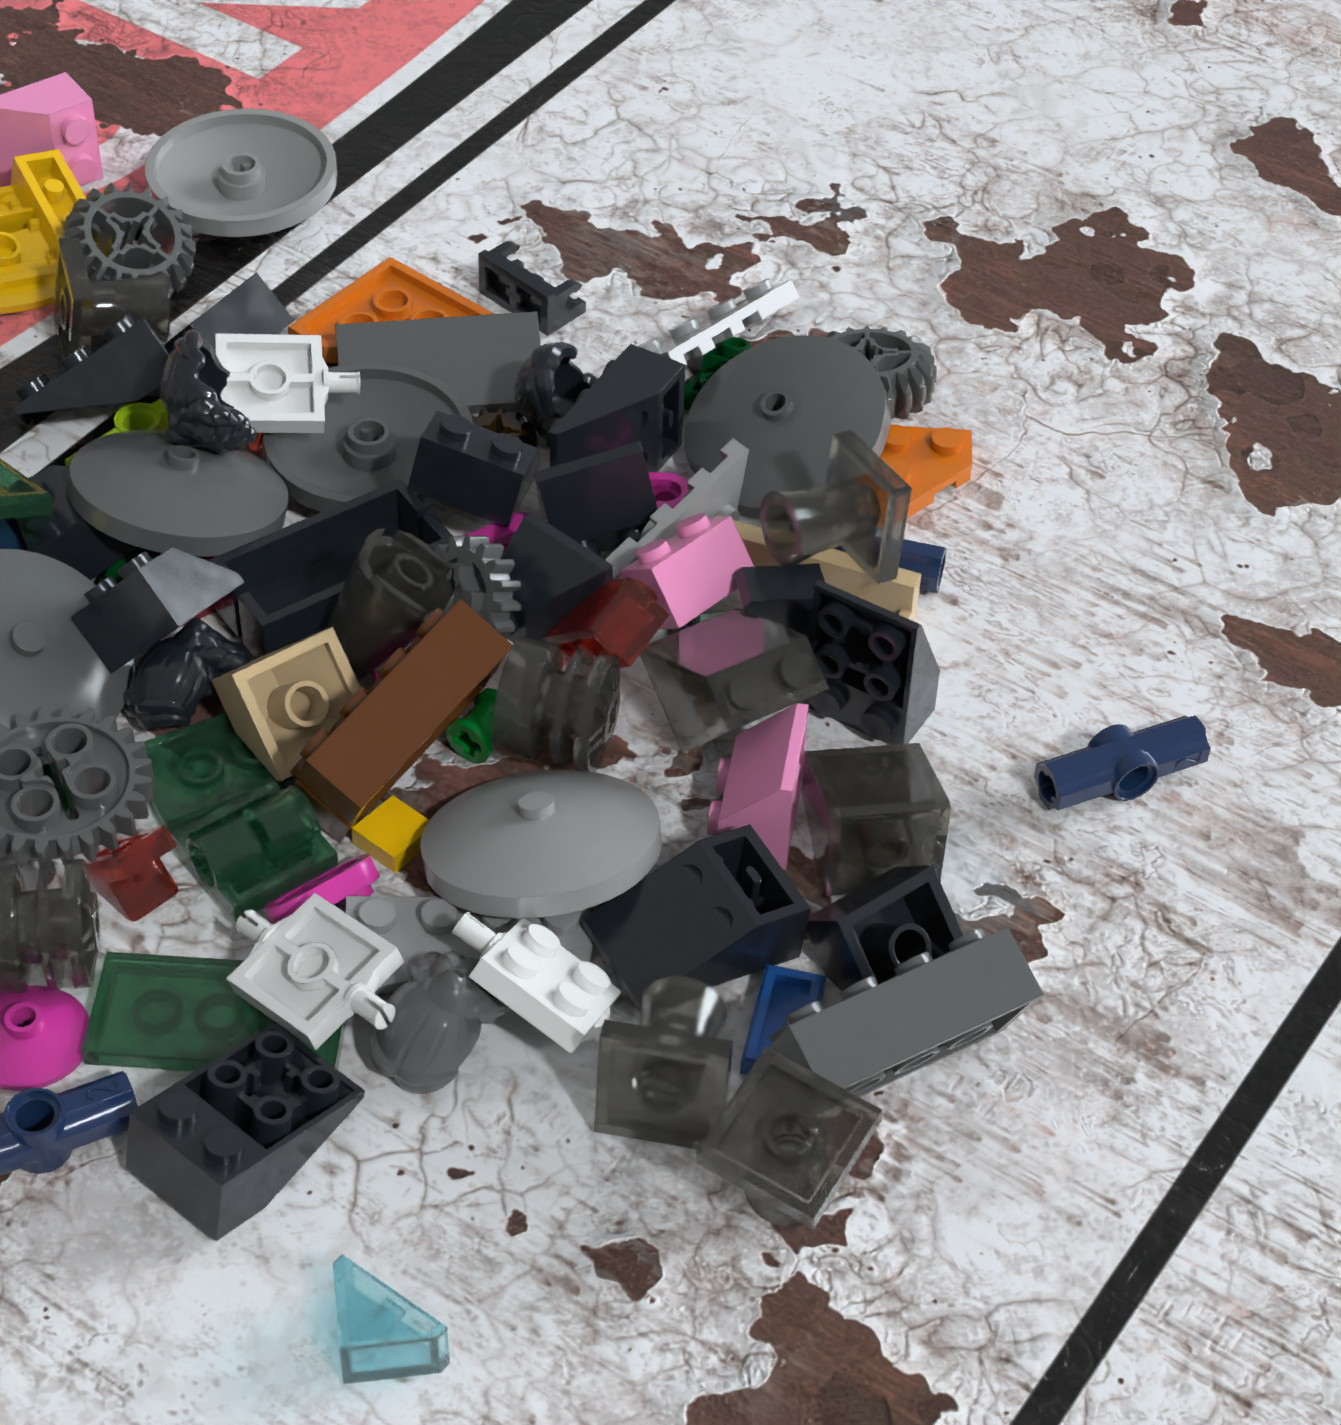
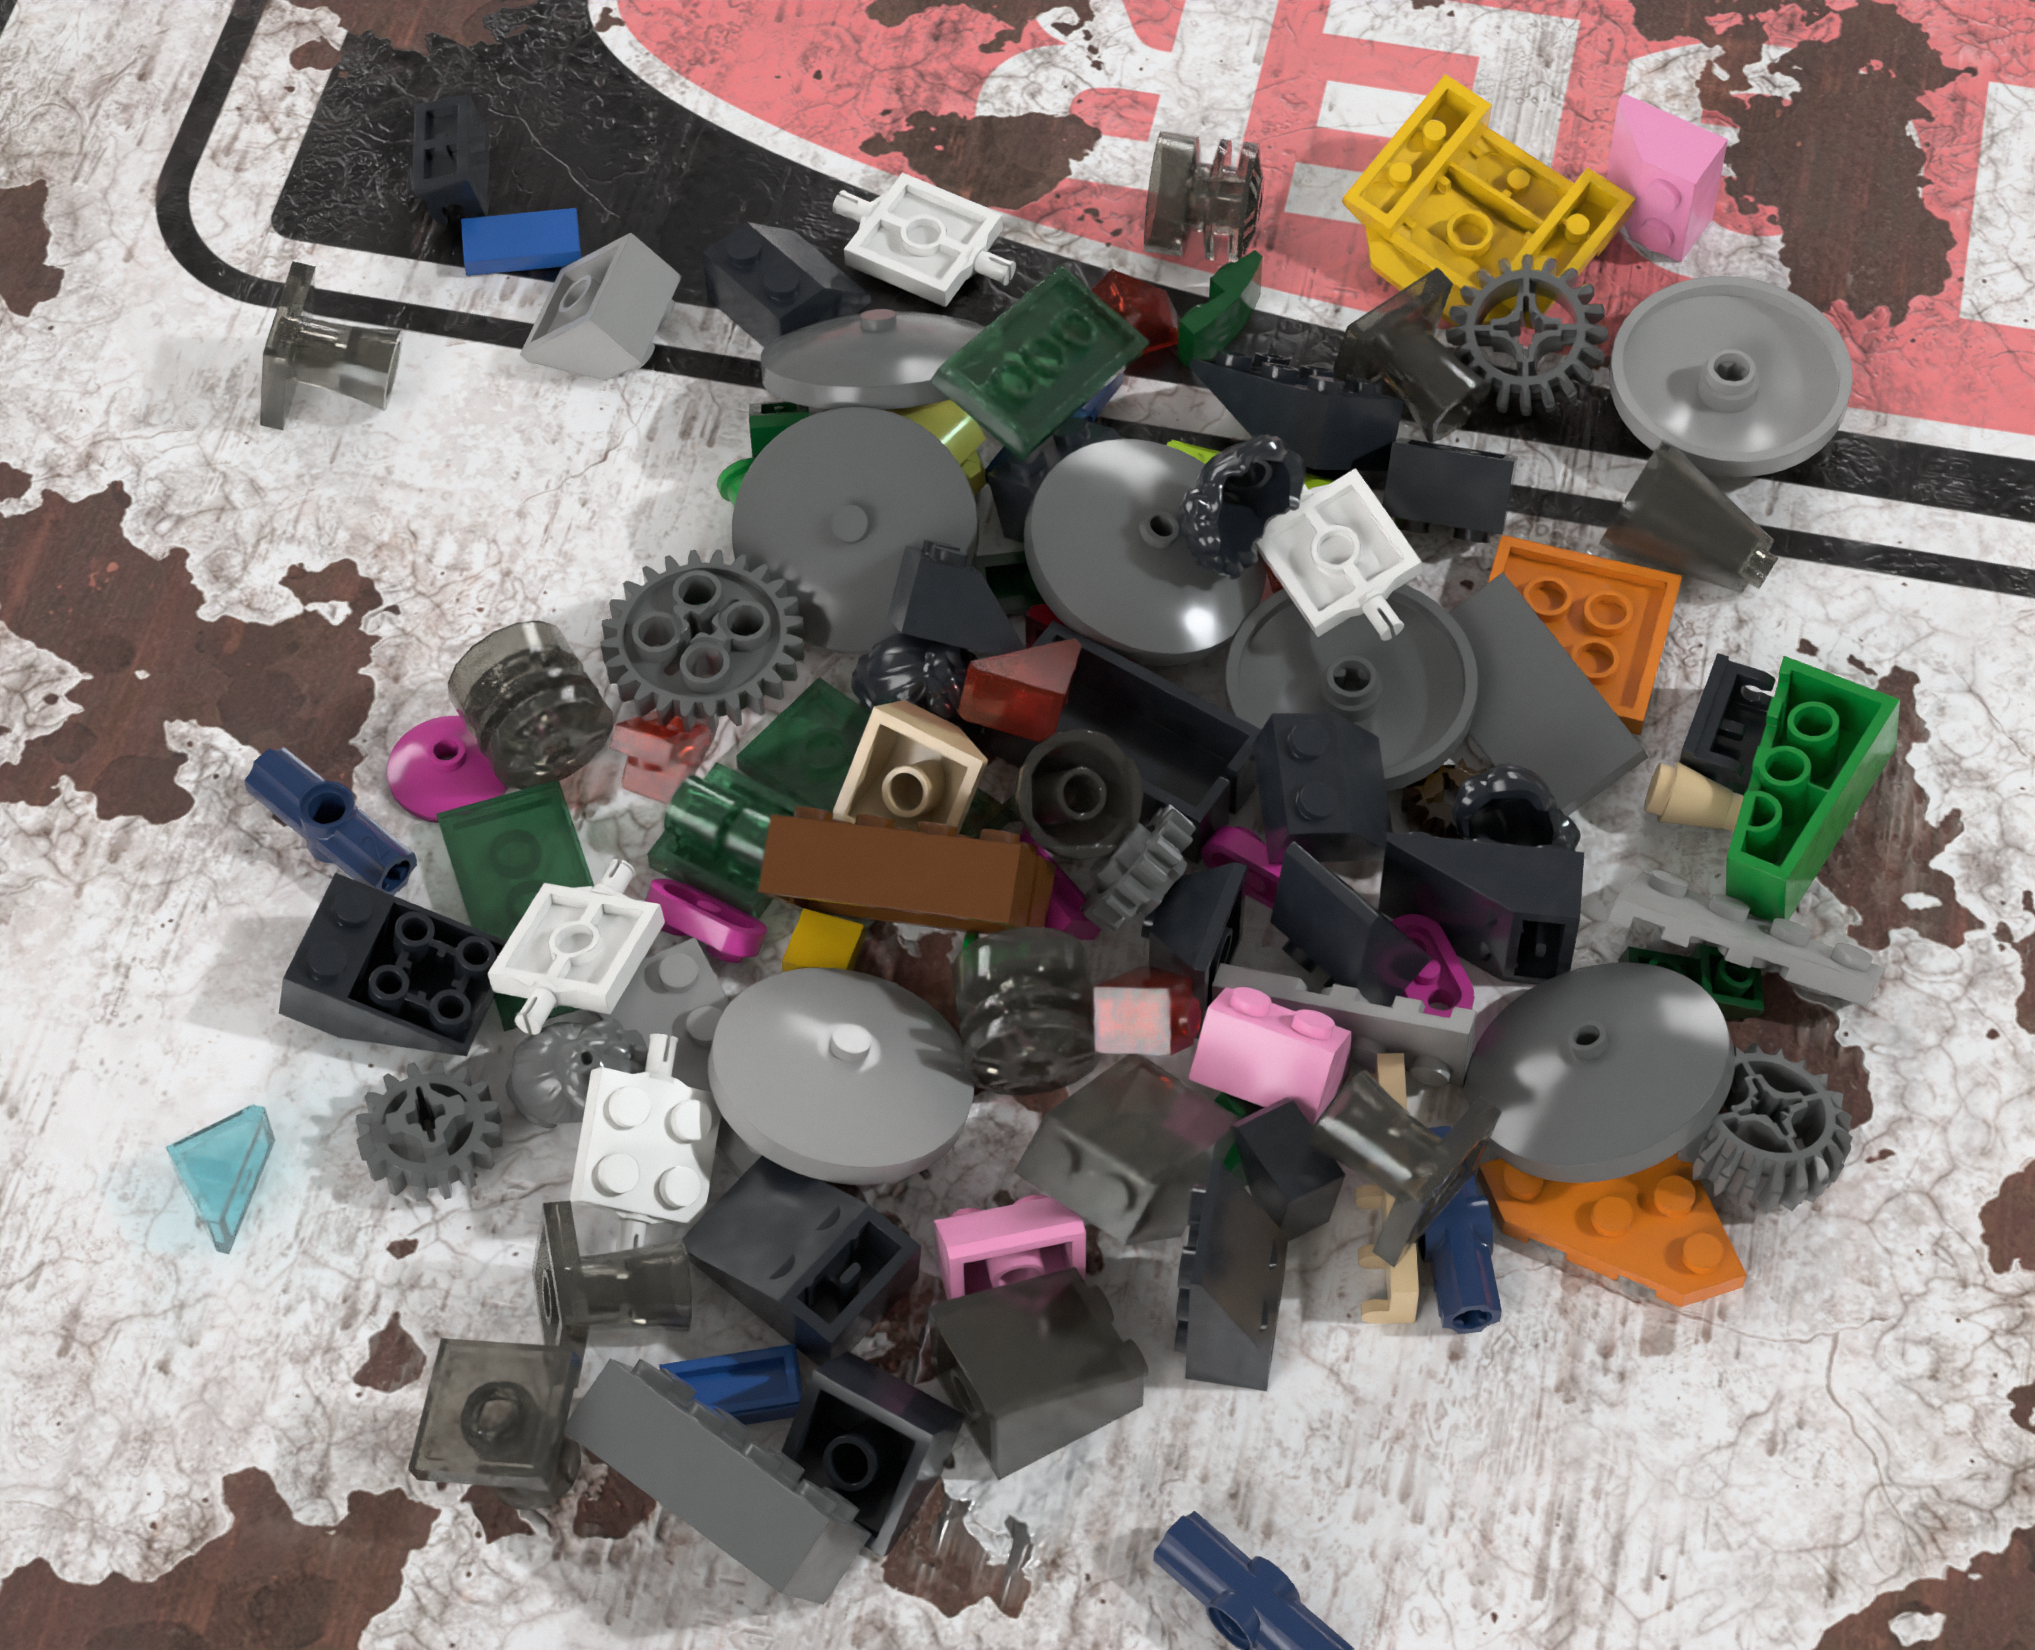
camera: 70 degrees right, 10 degrees up
(286, 580) = (1021, 689): none -> clear red slope
(346, 236) = (1689, 526): none -> clear smoke cone
(422, 1151) = (398, 1144): none -> dark grey gear
(575, 320) = (1691, 799): none -> tan cone
(612, 256) = (1806, 783): none -> green wedge

